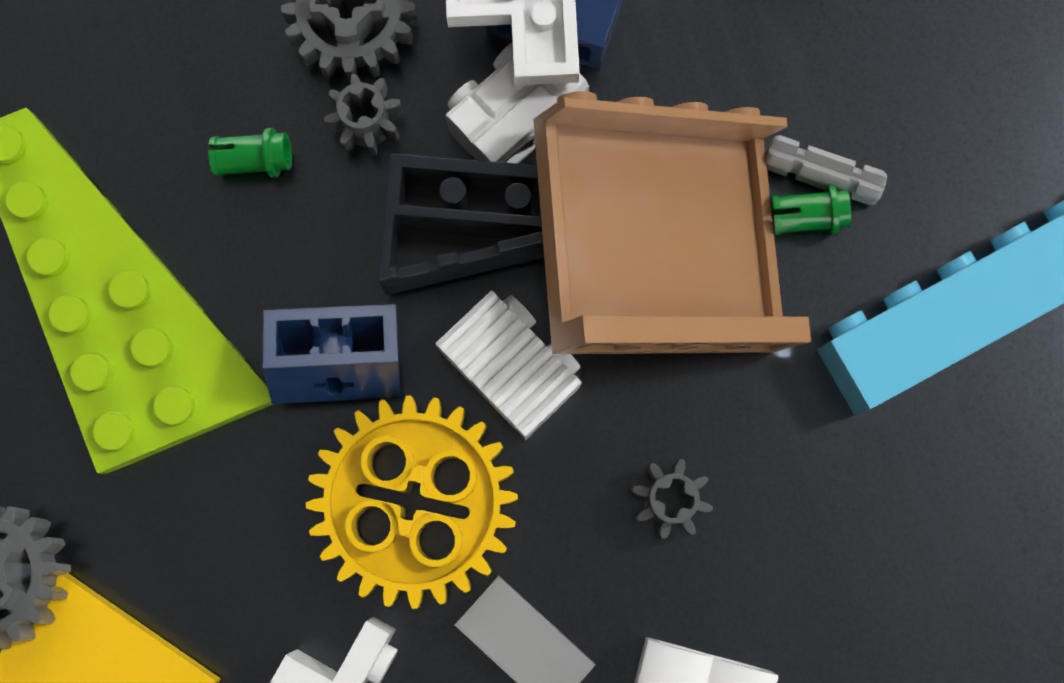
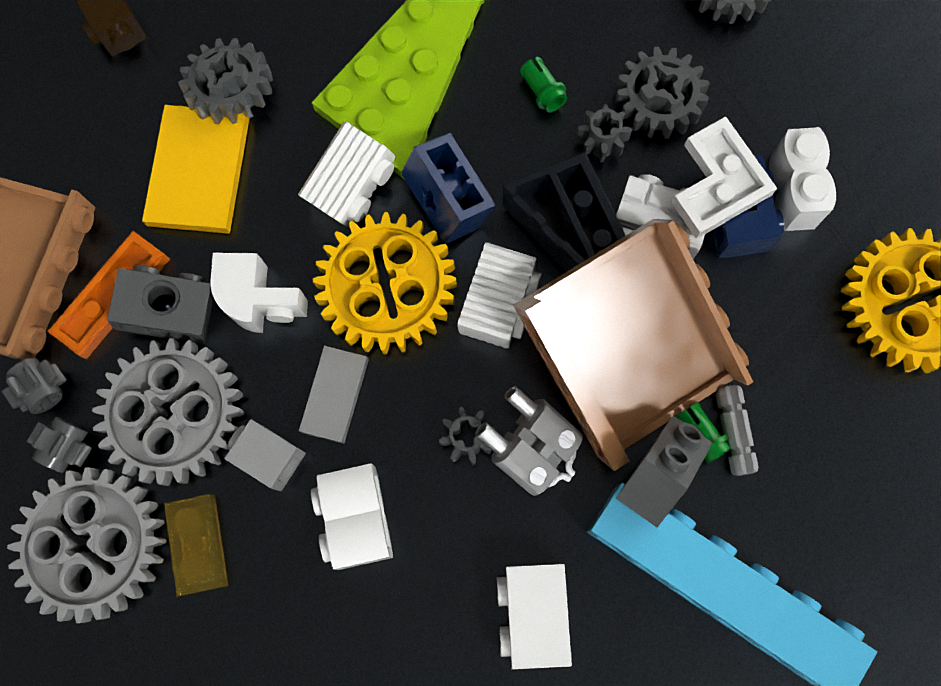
camera: 70 degrees right, 5 degrees down
(238, 476) = (348, 175): none -> white brick
(729, 420) = (535, 446): none -> light grey piece
(846, 282) = (665, 471): none -> dark grey brick
(931, 529) = (537, 616): none -> white brick

